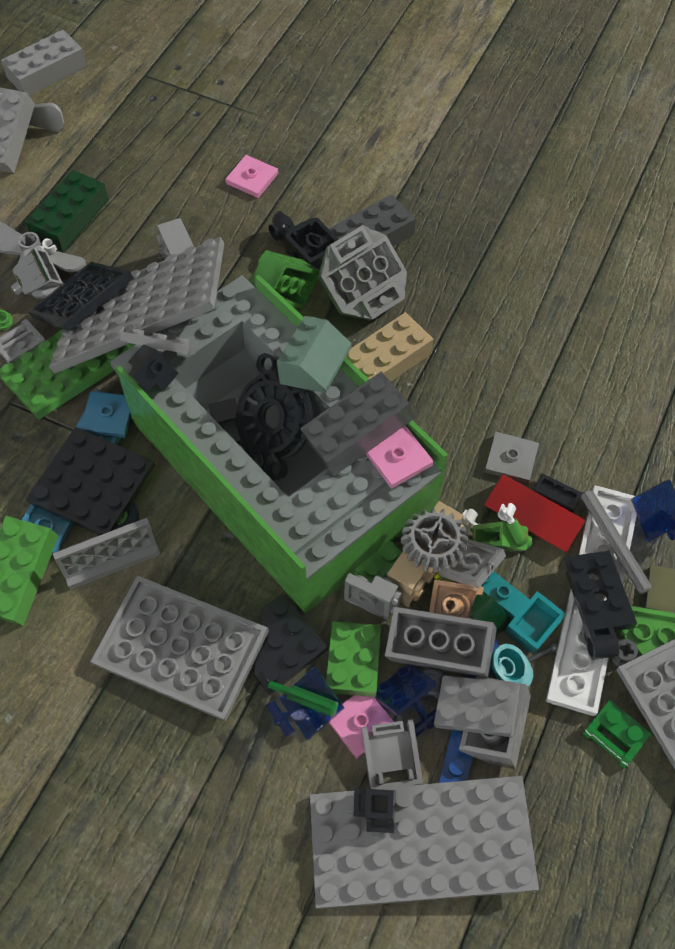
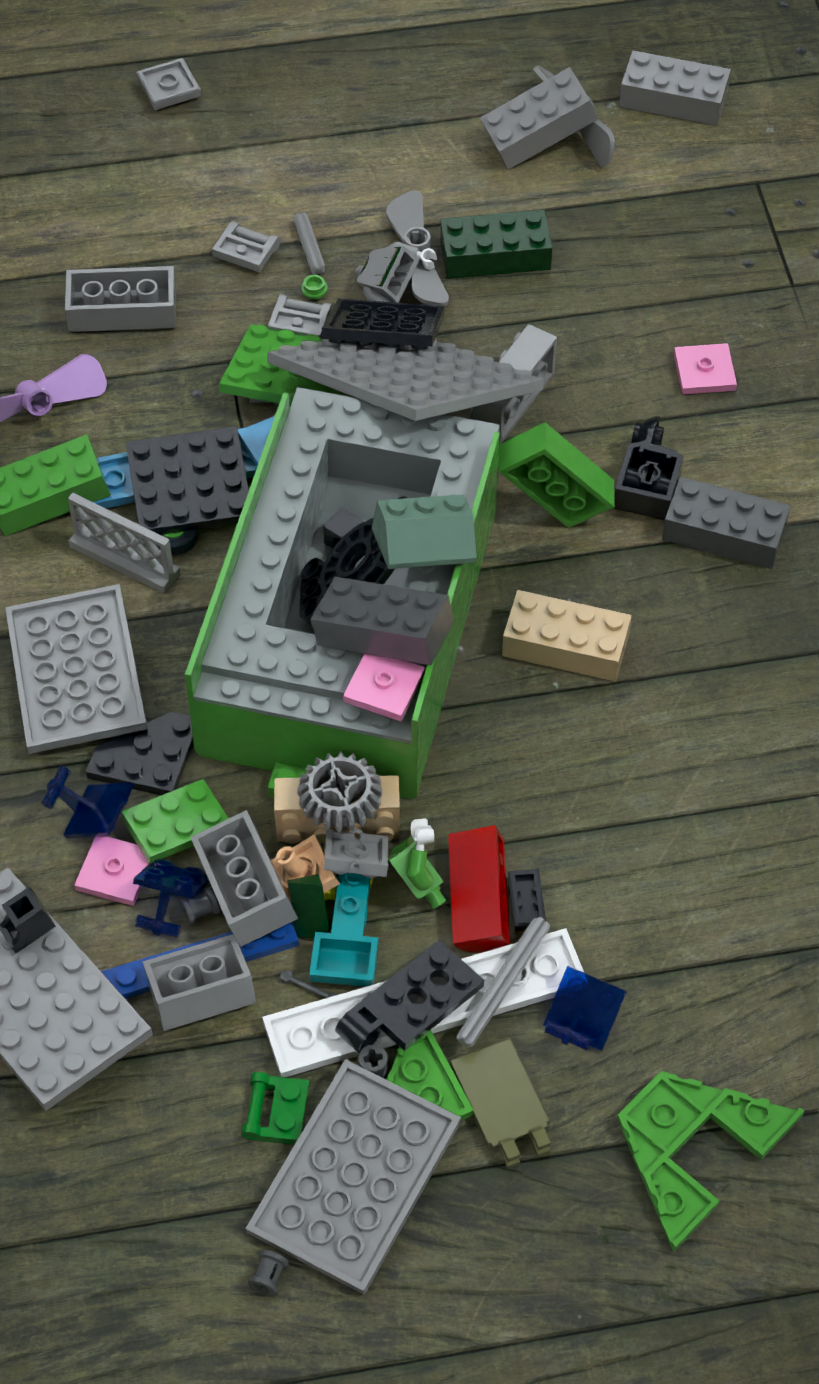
camera: 55 degrees right, 5 degrees down
(151, 369) = (304, 418): black brick -> none
(158, 341) = (342, 406): light grey plate -> none
(307, 698) = (95, 800): green axle -> none
(375, 597) = (256, 791): light grey plate -> none
(382, 271) = (638, 512): light grey piece -> none
(391, 750) = (101, 907): light grey container -> none
(477, 706) = (197, 948): light grey plate -> none
(511, 665) = (271, 961): teal piece -> none
(512, 457) = (540, 833): light grey plate -> none

